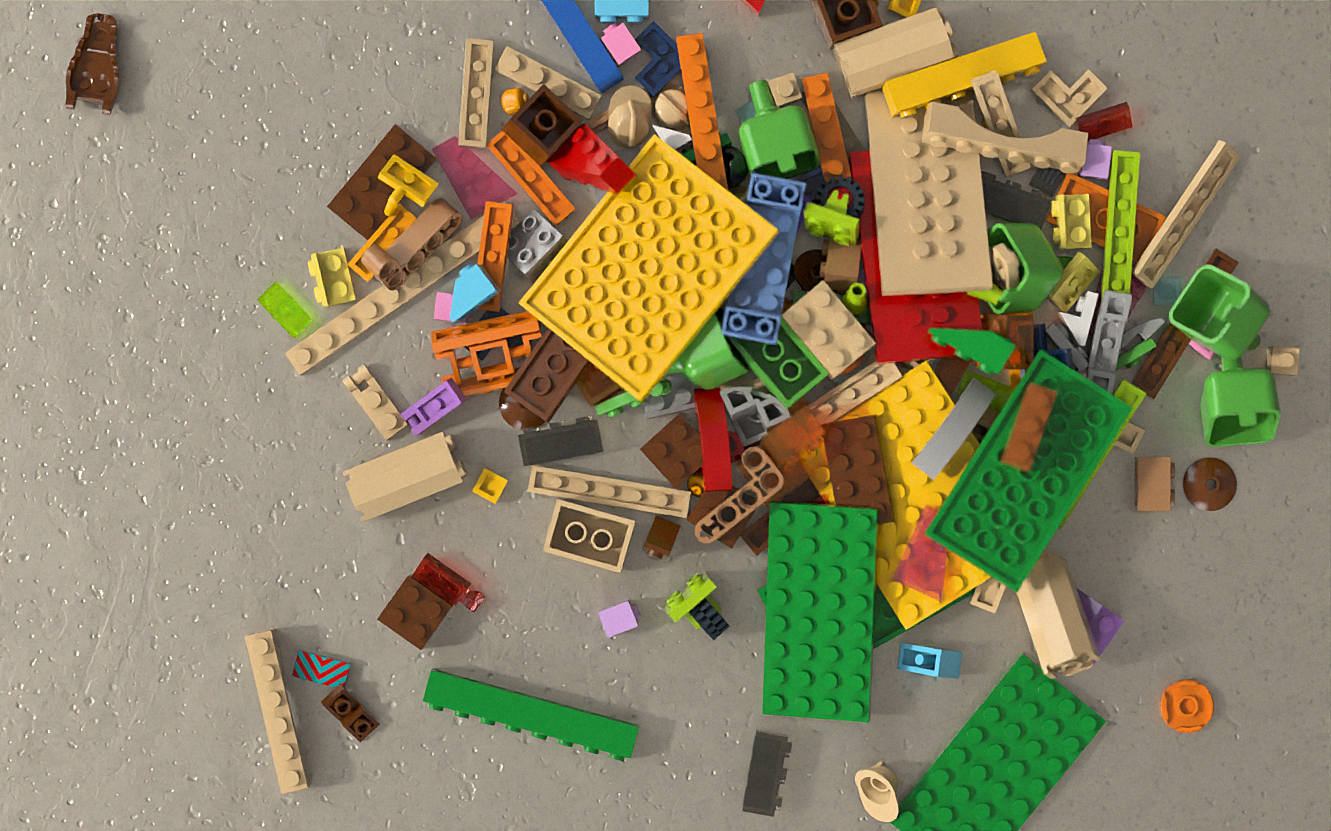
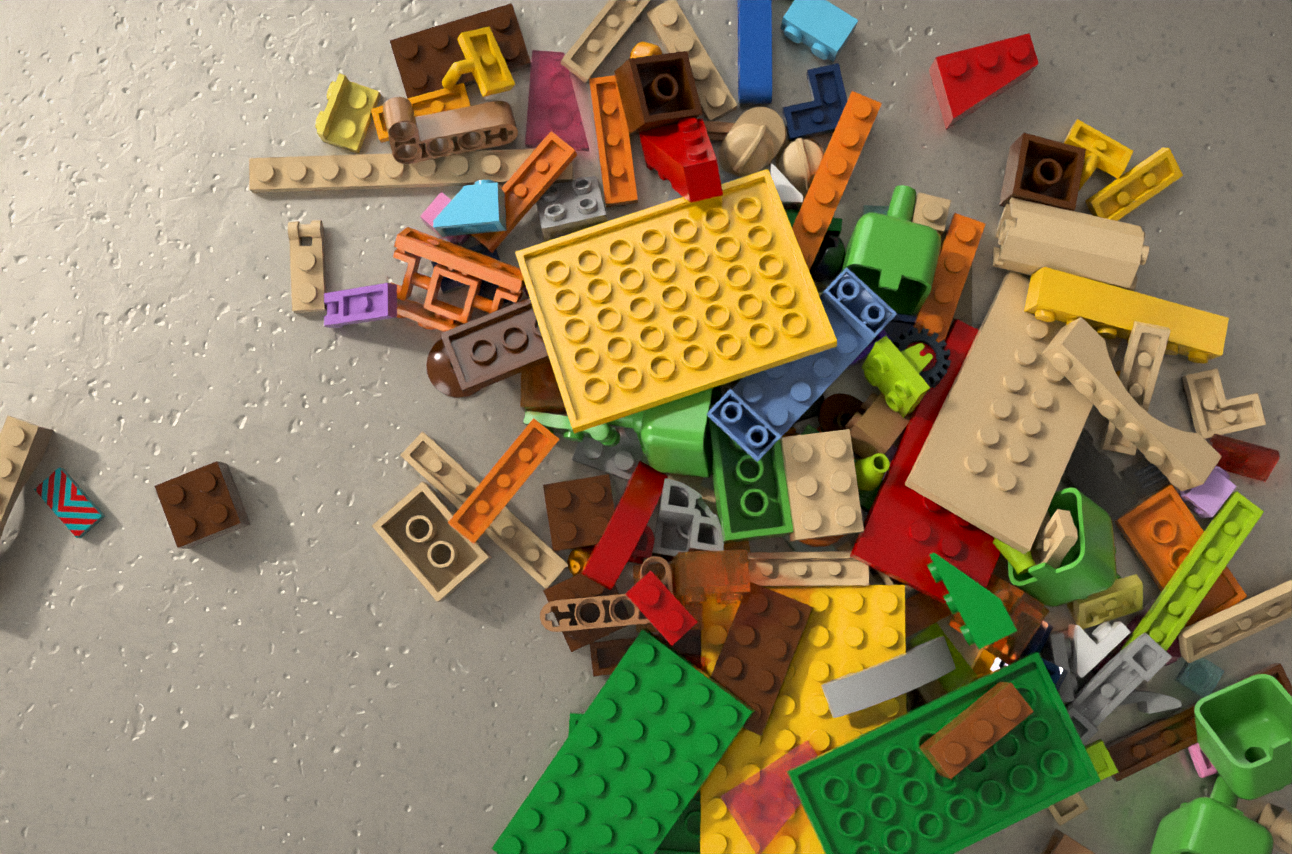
camera: 30 degrees right, 5 degrees down
(285, 309) = (279, 116): clear neon green plate -> none
(350, 712) = (68, 566): reddish brown slope -> none
(404, 476) = (282, 356): tan brick -> none
(447, 583) = (256, 497): clear red plate -> none
(490, 485) = (366, 425): yellow plate -> none
(531, 714) = (250, 690): green brick -> none
(560, 441) = (466, 424): clear smoke brick -> none
(612, 463) = (503, 481): none -> orange plate
(619, 618) = (408, 649): lavender brick -> none
(620, 43) = (790, 66): bright pink brick -> none
(661, 537) = (505, 592): reddish brown slope -> none
(698, 606) = (497, 690): lime plate -> none
(773, 480) = (661, 608): none -> red plate
(1073, 221) = (1146, 538): light yellow bracket -> none
(1132, 356) = (1121, 720): bright green plate -> none

